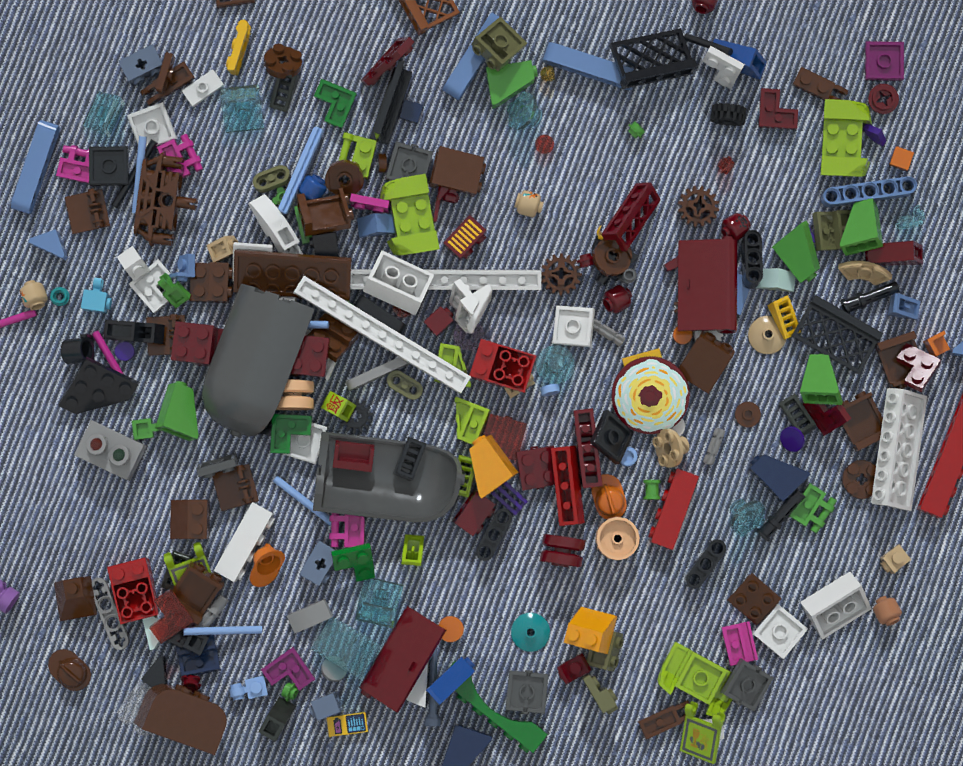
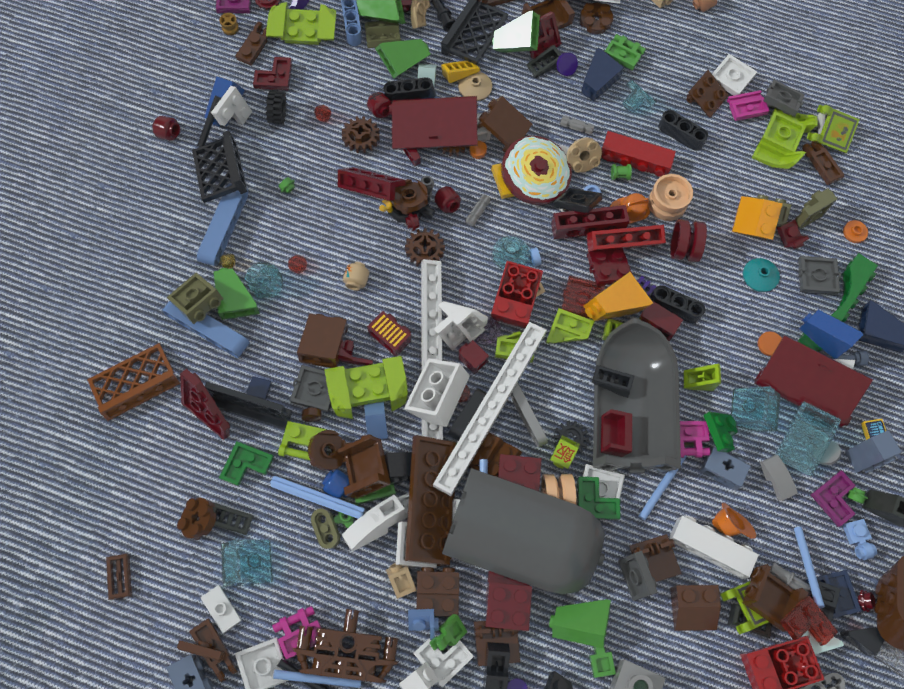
camera: 95 degrees left, 15 degrees down
(239, 47) = (175, 568): yellow hinge -> none
(363, 202) = (353, 428): dark pink plate -> none
(405, 384) = (538, 390): olive plate -> none
(573, 326) = (474, 236): white plate -> none
(581, 744) = (855, 231): none -> orange piece
(747, 414) = (546, 100): reddish brown piece -> none
(774, 522) = (640, 76): black pin -> none
(836, 605) = (704, 35): white slope -> none
(847, 54) = (229, 23): none -> pearl gold wheel

